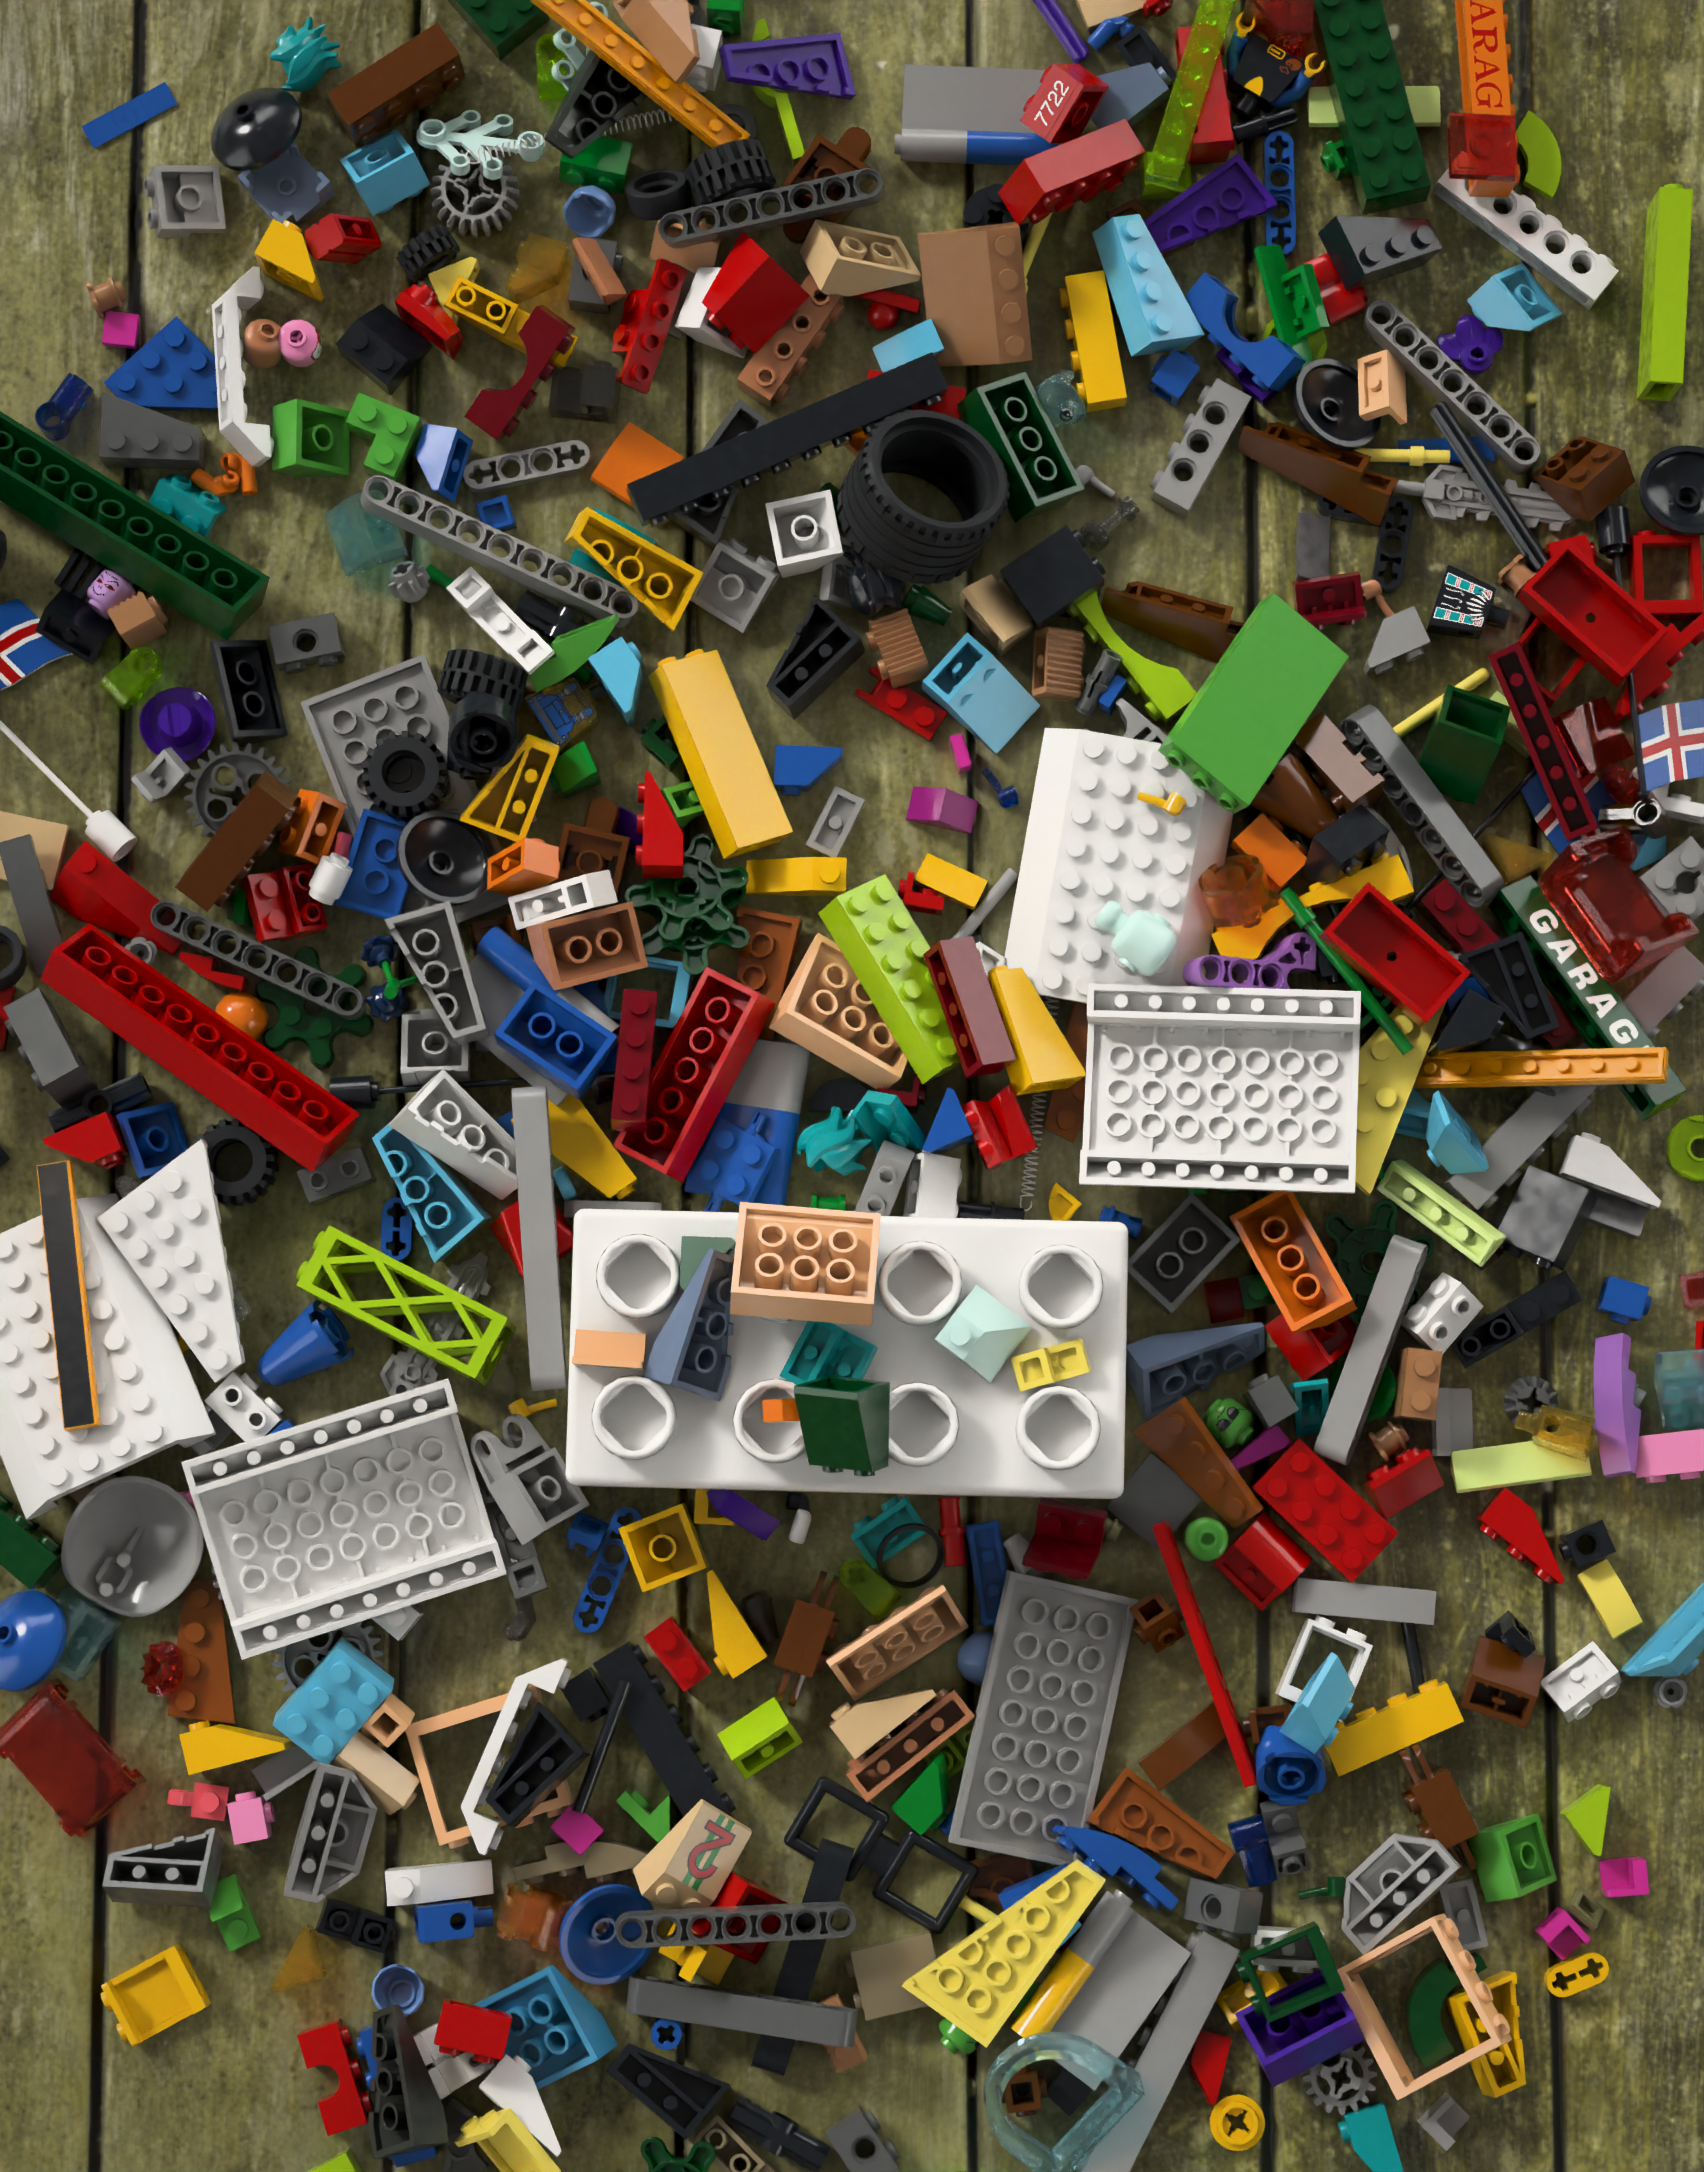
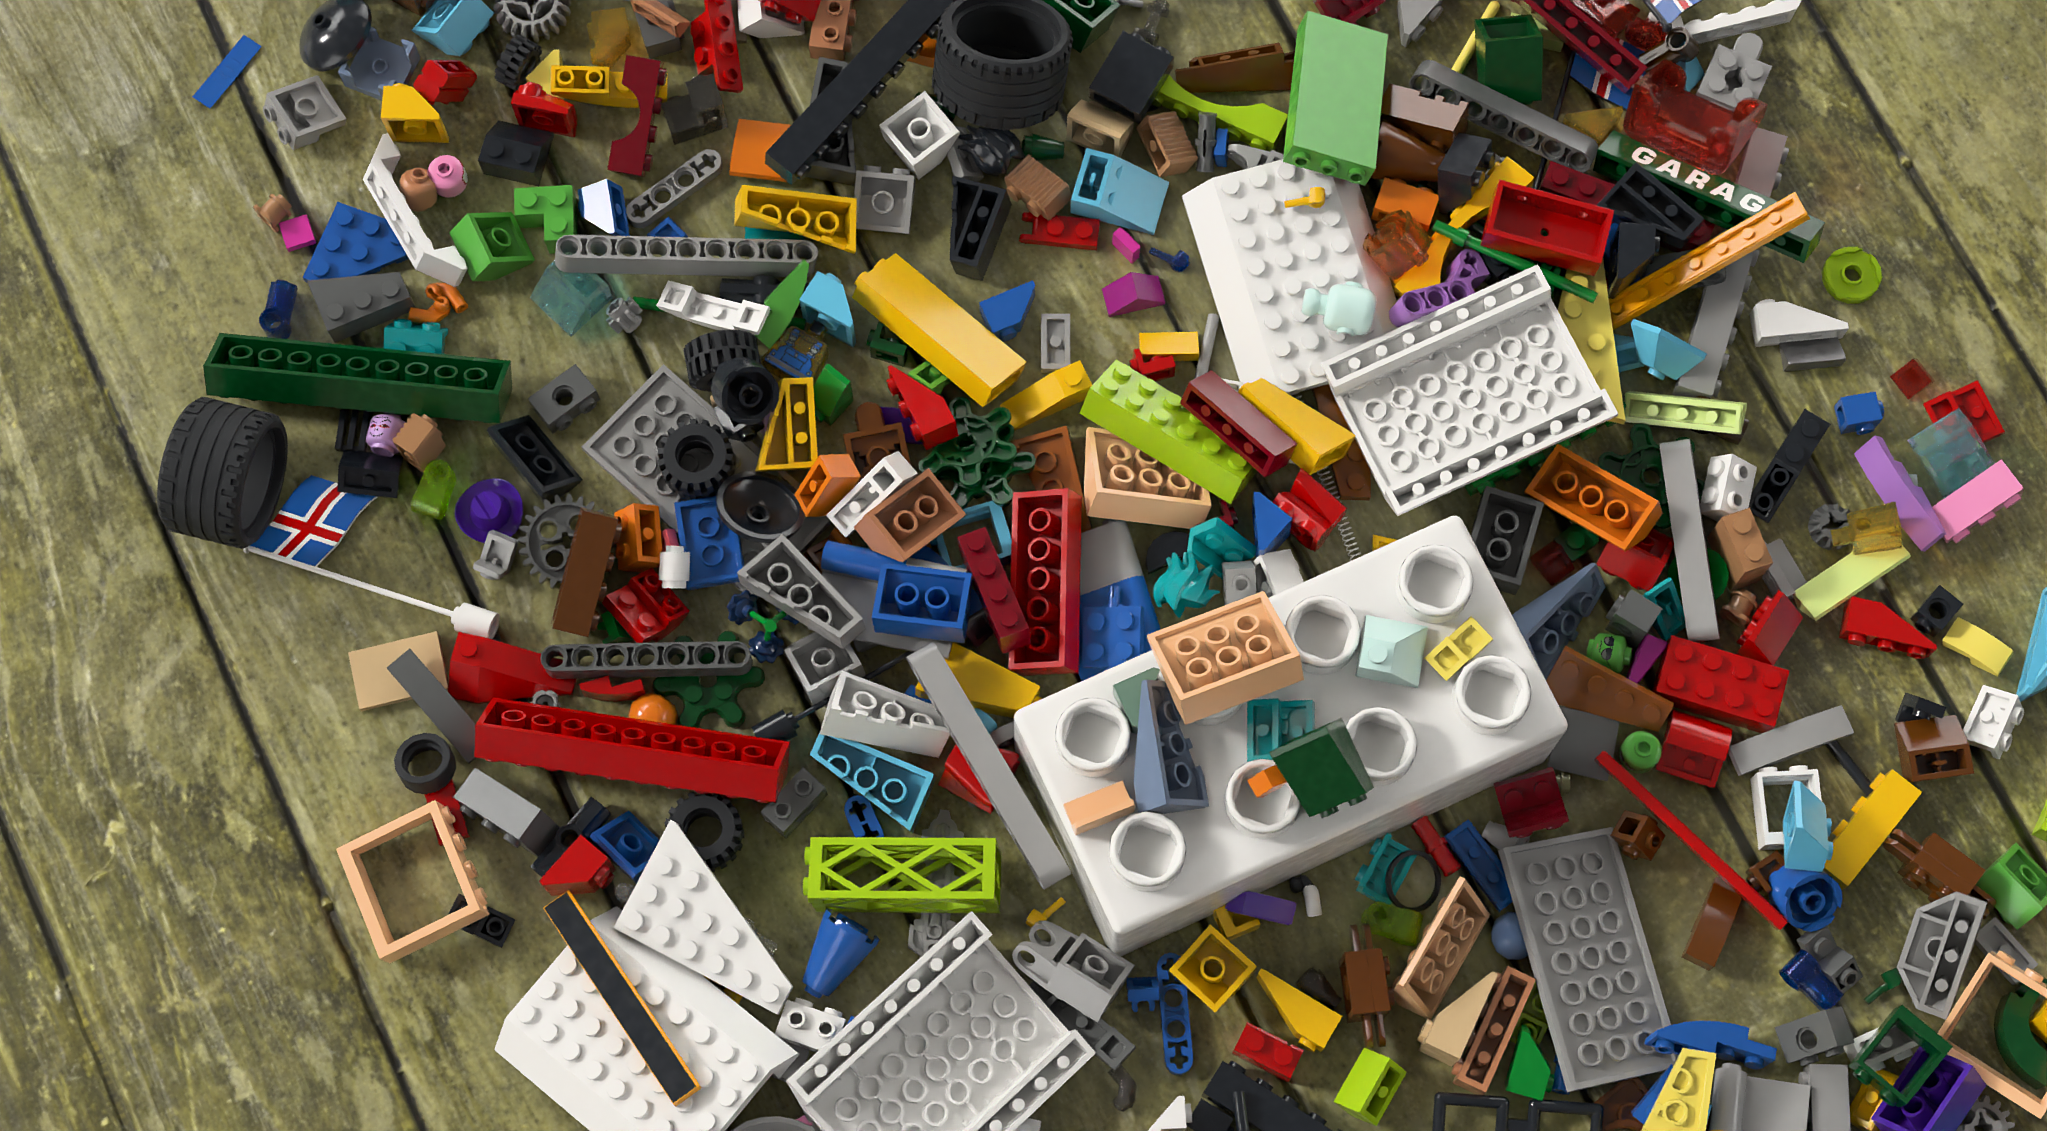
camera: 25 degrees left, 10 degrees down
(1153, 1823) = (1728, 999): dark orange wing -> none
(1546, 1218) = (1768, 377): brick -> none

